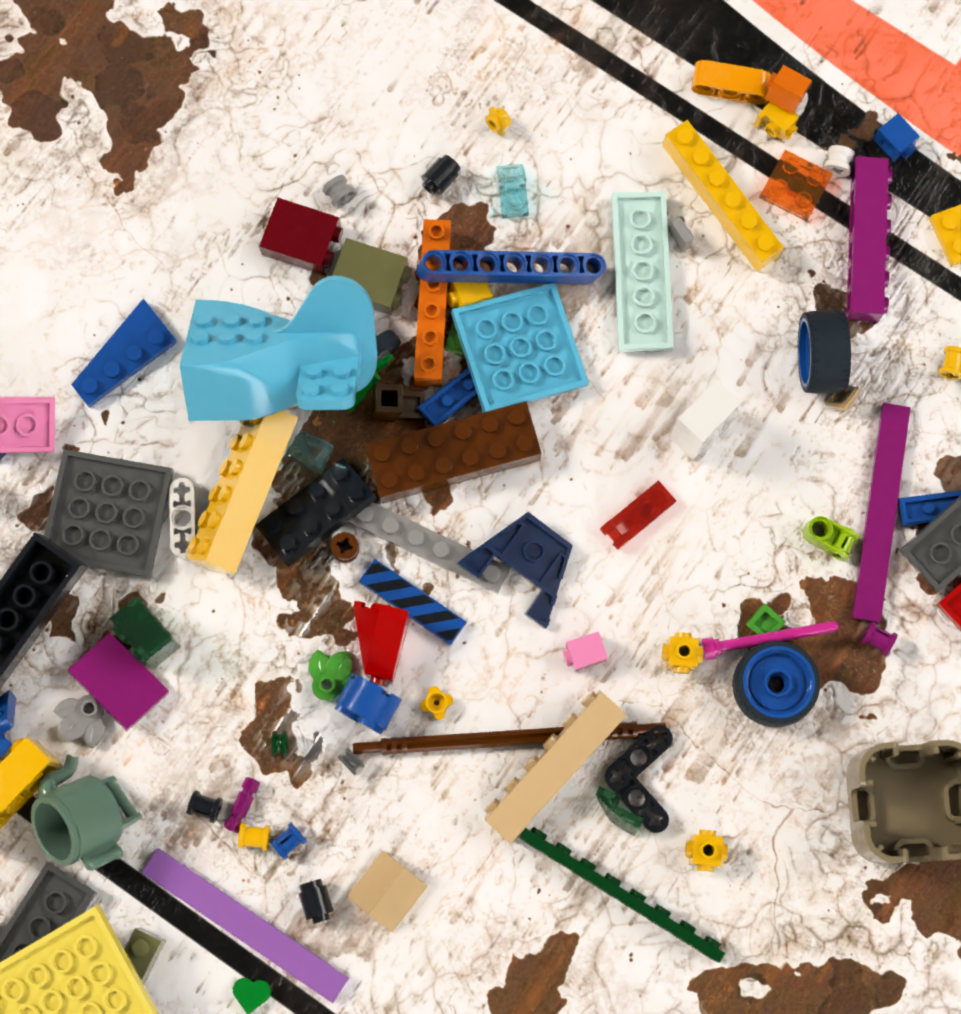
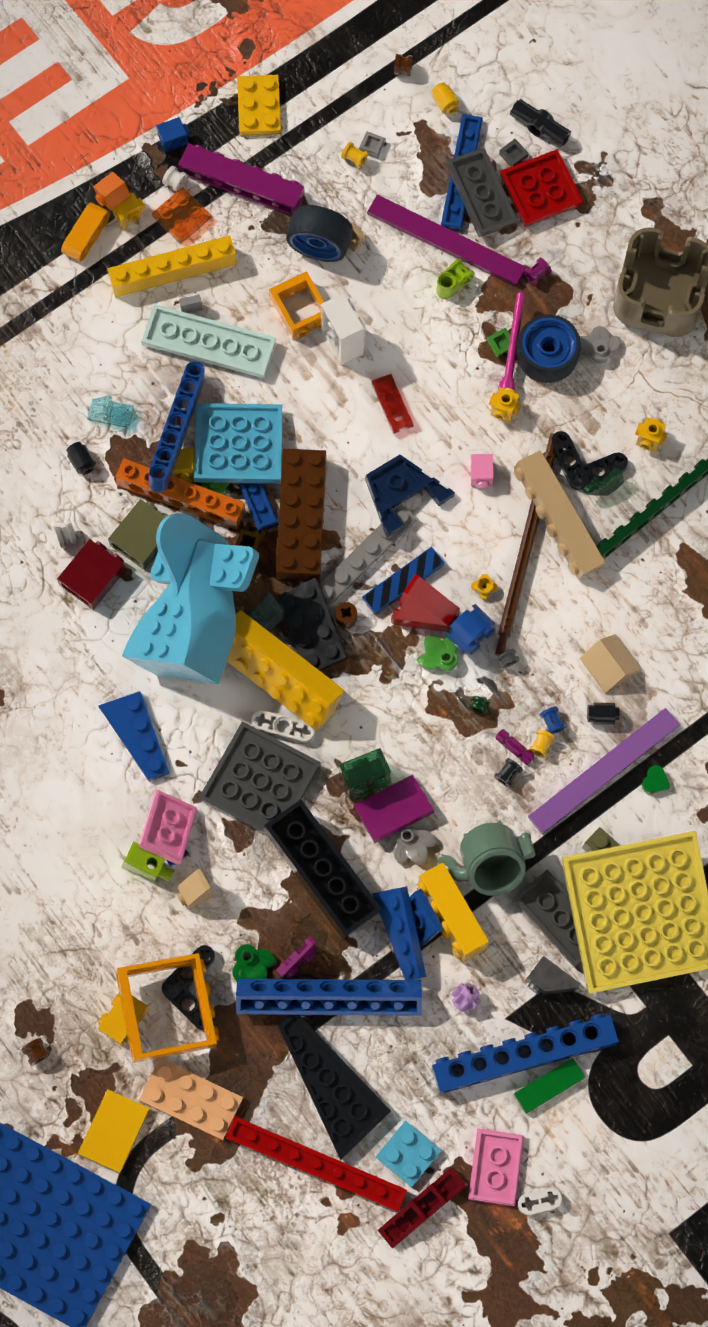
camera: 70 degrees left, 5 degrees down
(498, 120) = (53, 404): yellow plate -> none
(741, 340) = (289, 288): none -> light orange window
(812, 746) = (600, 344): none -> light grey plate

